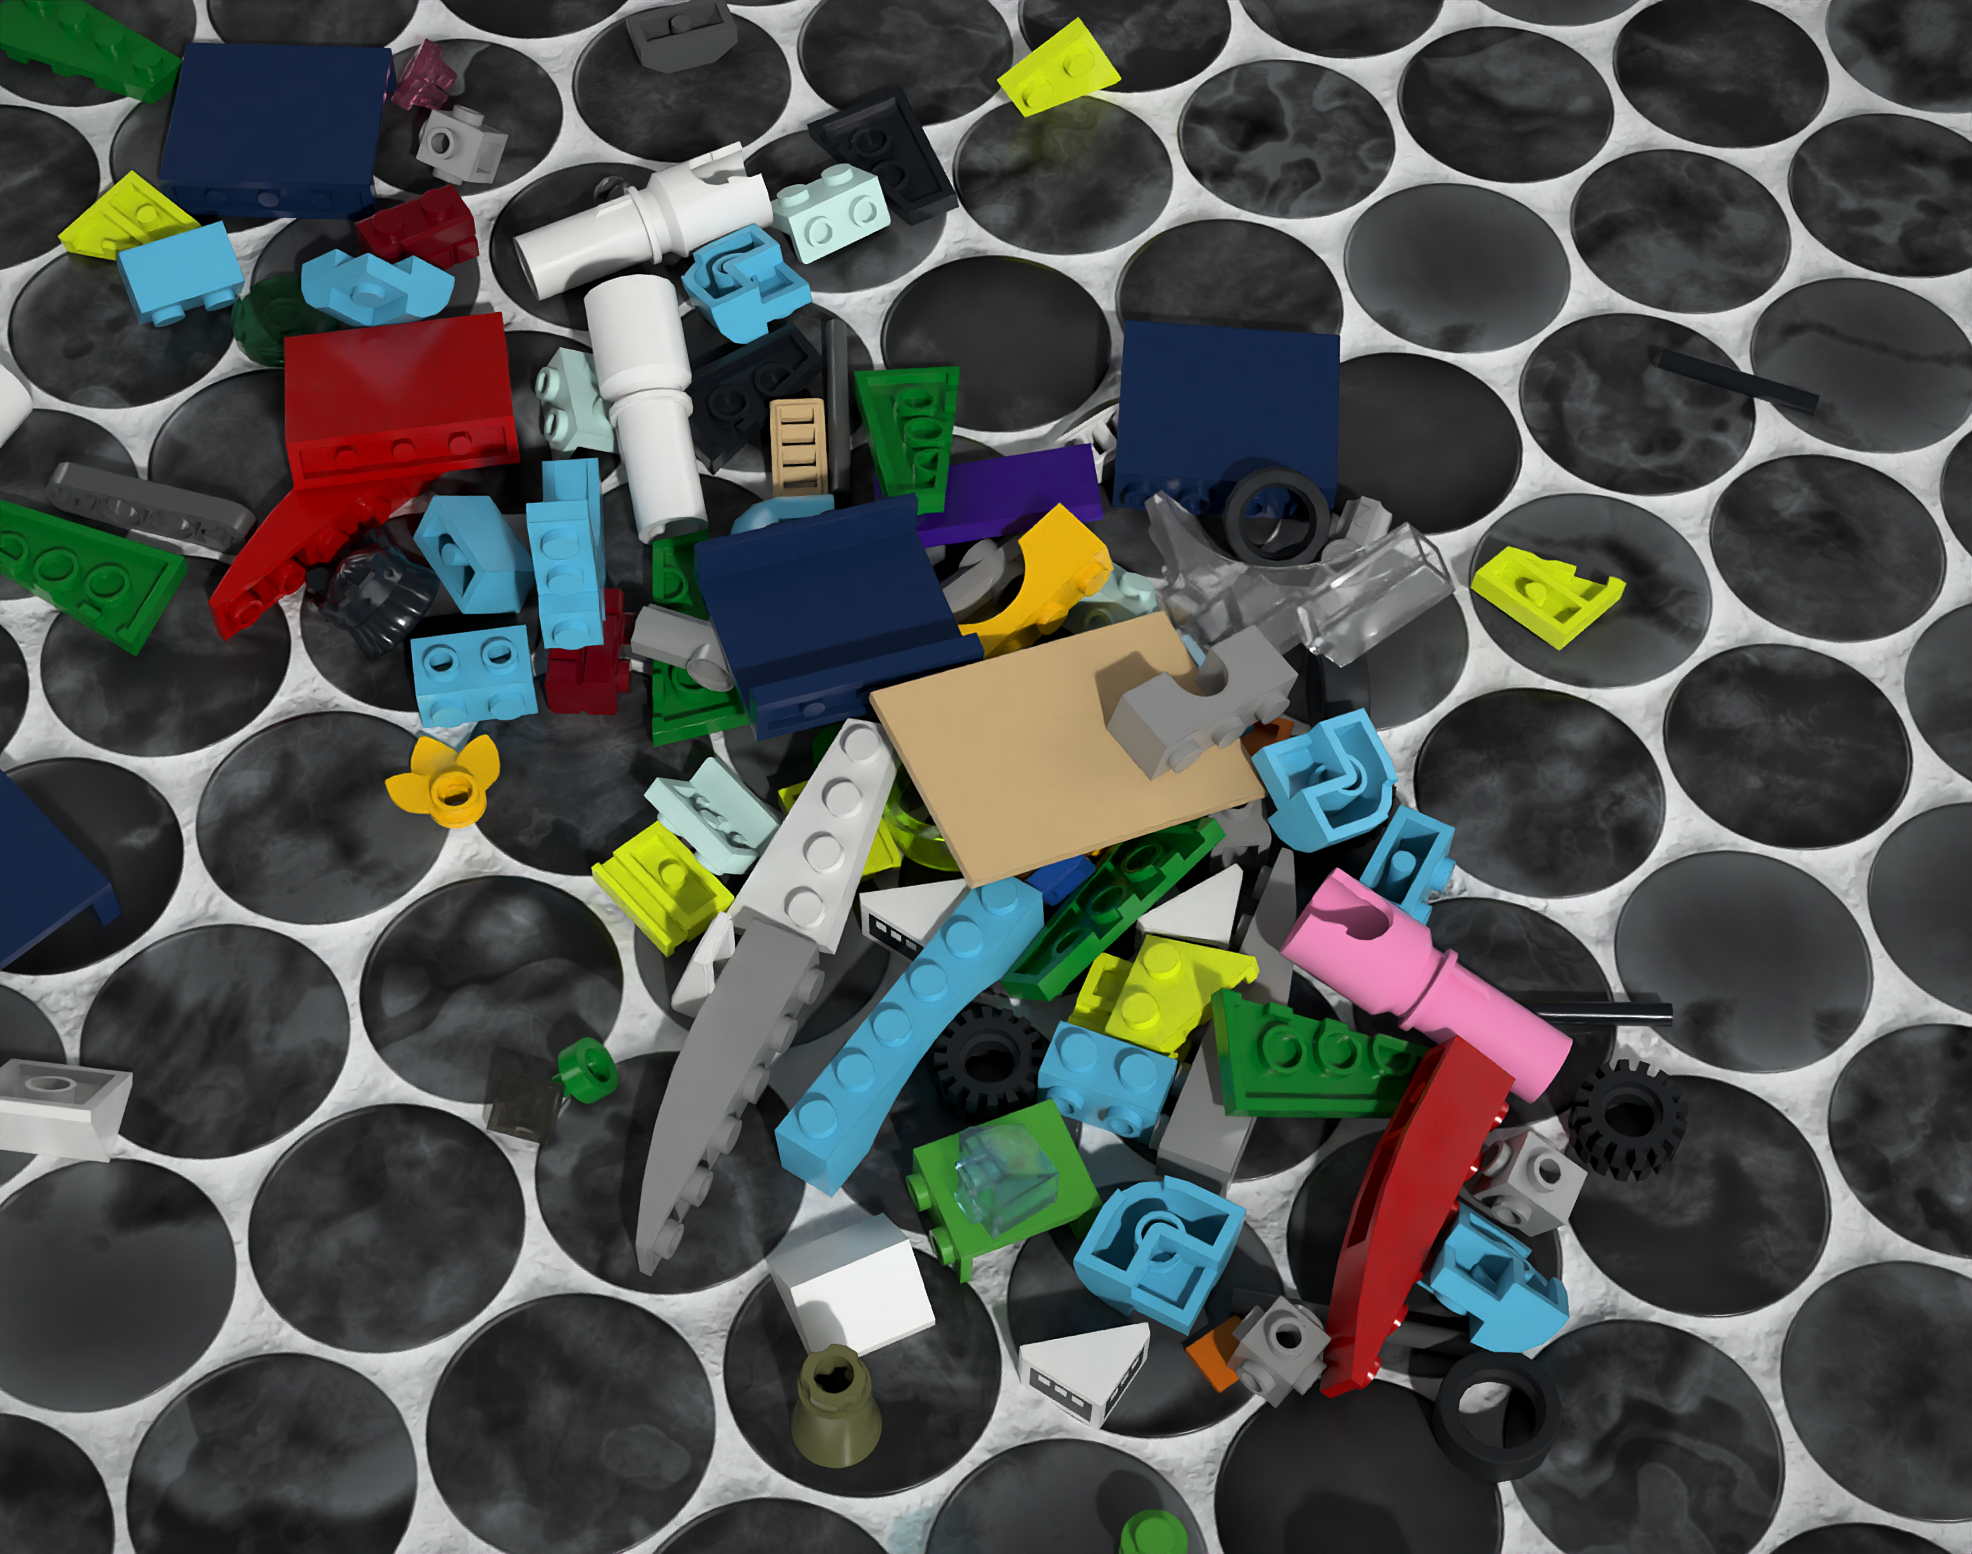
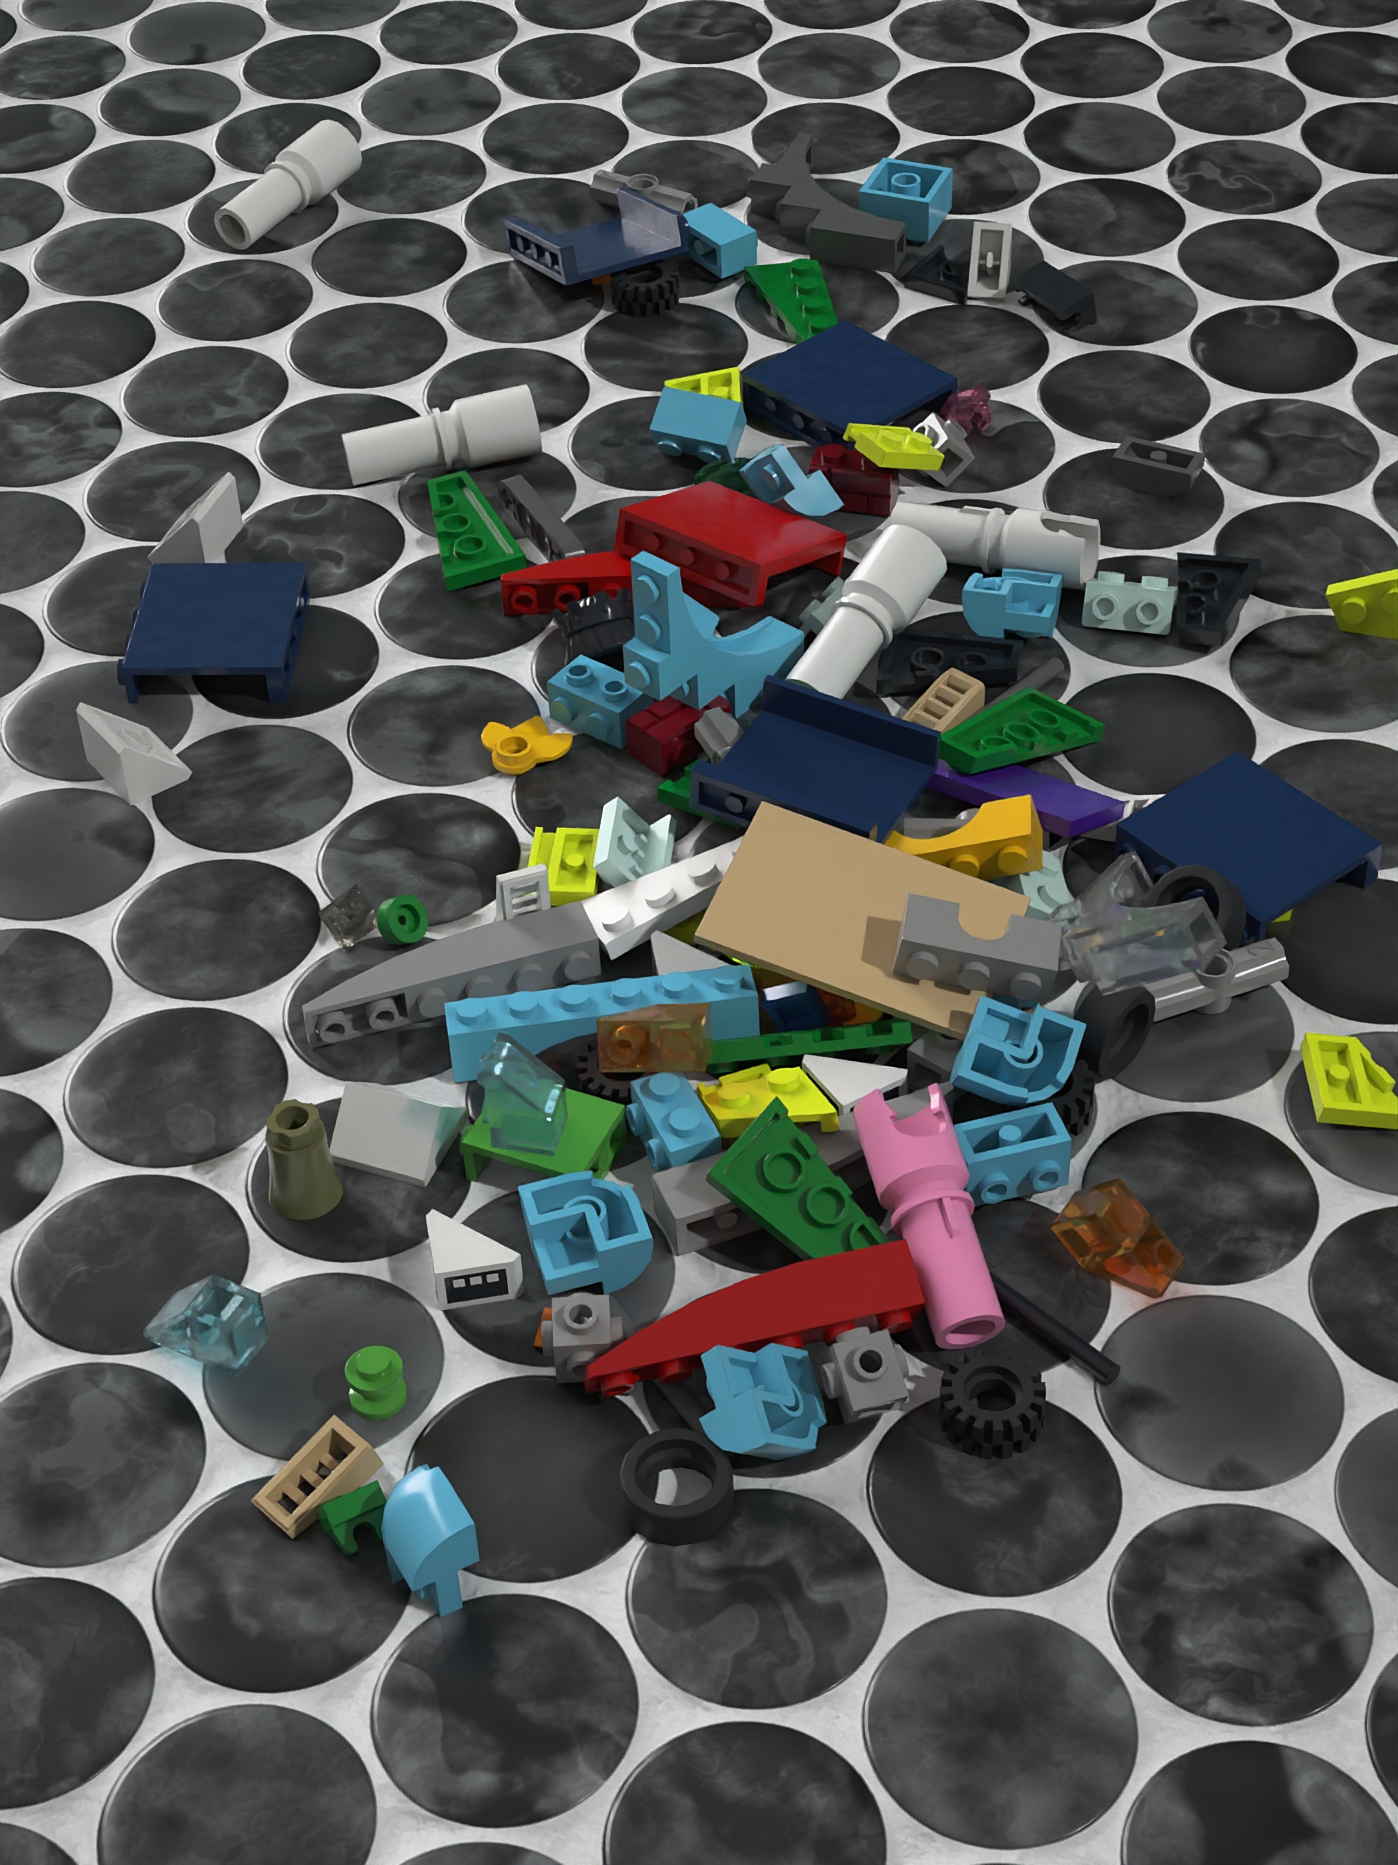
camera: 50 degrees right, 15 degrees down
(449, 179) = (894, 446): none -> neon yellow plate
(1032, 1007) = (656, 1039): none -> clear orange slope
(1550, 887) = (1118, 1238): none -> clear orange slope

